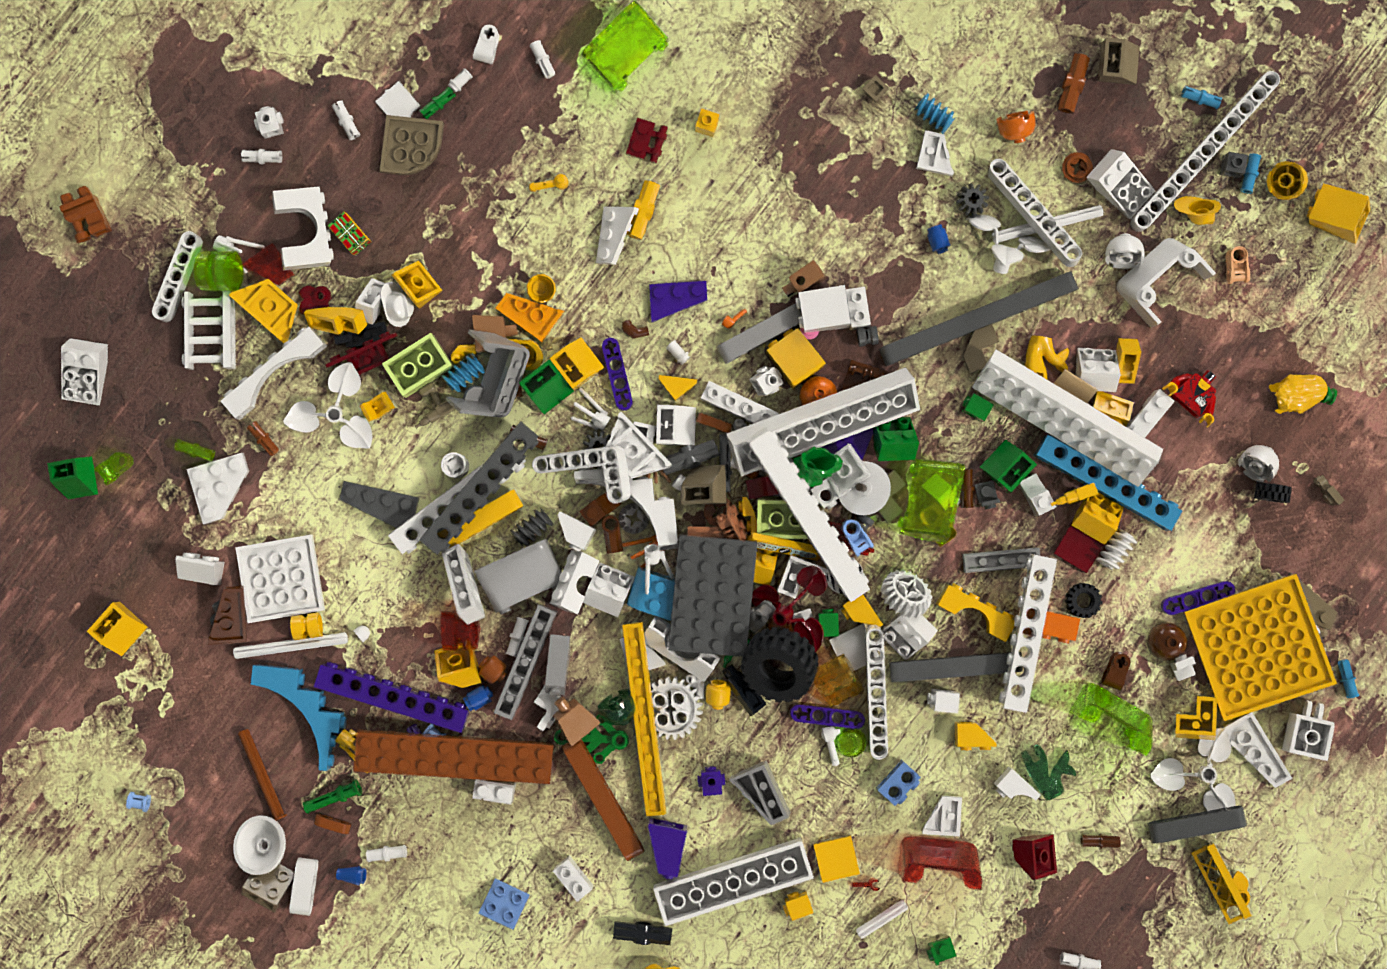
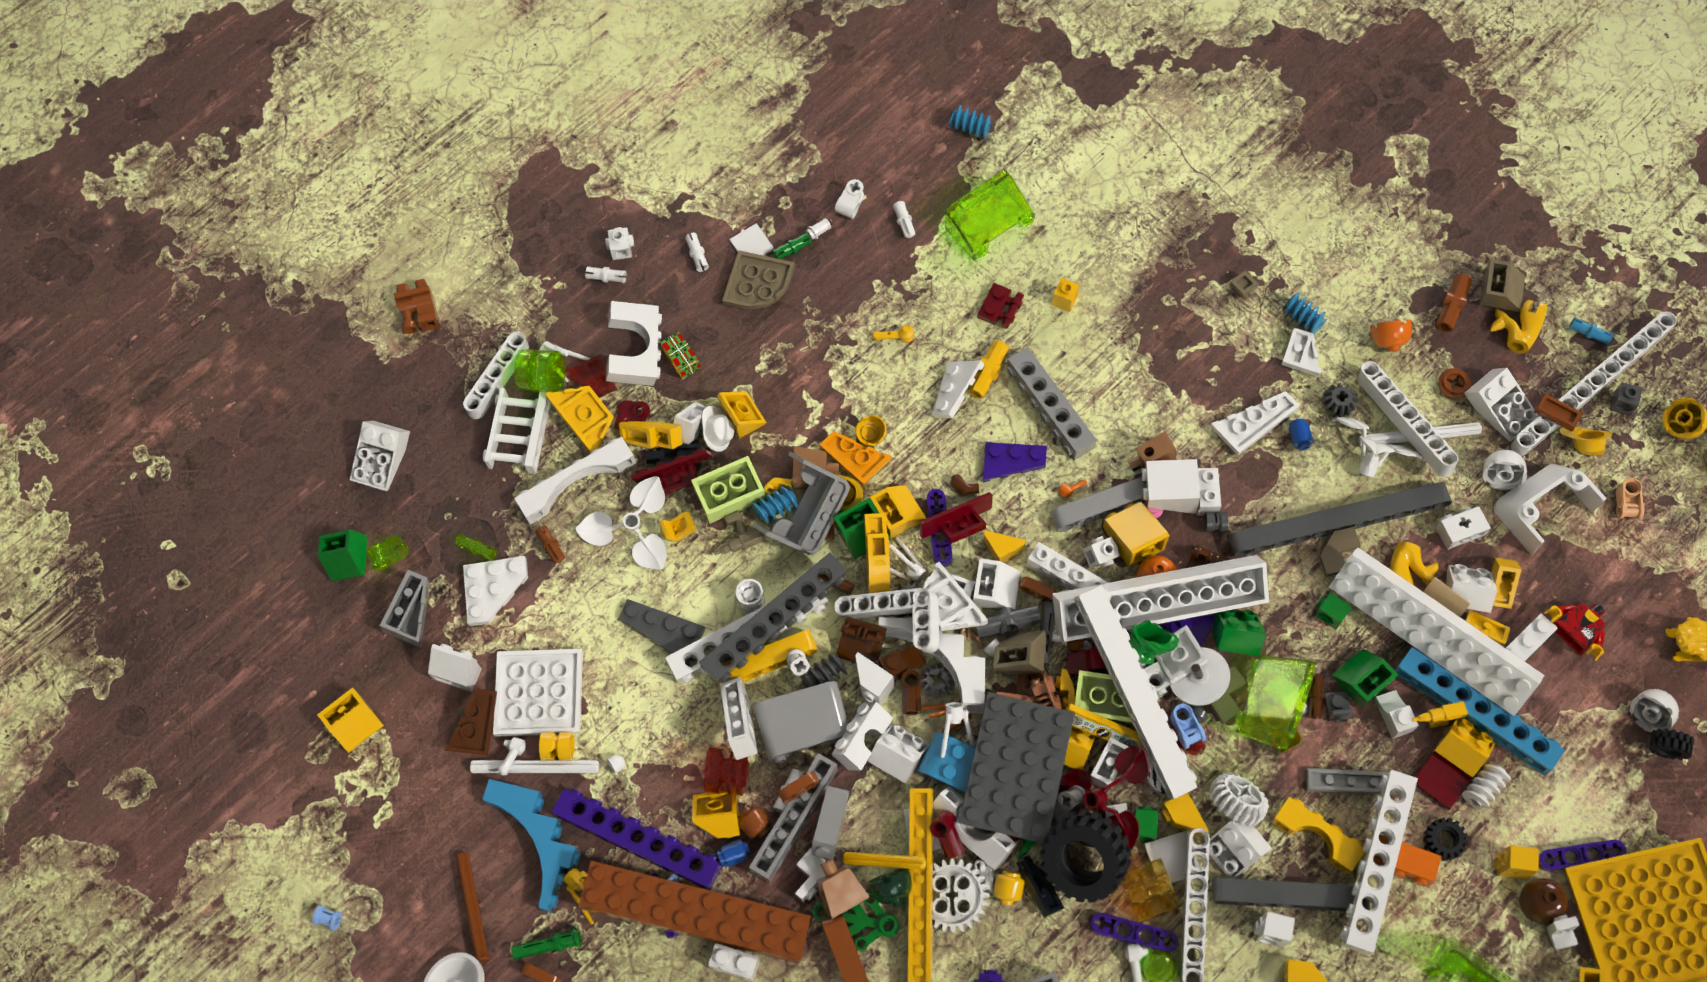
camera: 10 degrees right, 20 degrees down
(146, 520) = (408, 609): none -> light grey wedge
(270, 631) = (516, 747): none -> white piece
(507, 523) = (797, 663): none -> white bush
(525, 639) = (798, 787): none -> dark orange beam
(561, 494) = (861, 638): none -> reddish brown hinge
(564, 413) = (877, 553): none -> yellow slope
(609, 688) = (884, 860): none -> yellow axle
(635, 369) = (958, 521): none -> dark red bracket
(656, 656) = (944, 829): none -> dark red piece
(677, 197) = (1026, 361): none -> light grey brick
(678, 352) = (1011, 518): white pin -> none
(892, 234) = (1247, 427): none -> white wing
(1081, 320) = (1462, 527): none -> white brick
(1115, 673) = (1480, 930): reddish brown piece -> none
(1137, 114) = (1531, 324): none -> yellow piece
(1143, 615) = (1517, 862): none -> yellow brick
(1171, 190) = (1558, 412): none -> dark orange tile
(1251, 173) = (1644, 410): dark azure pin -> none

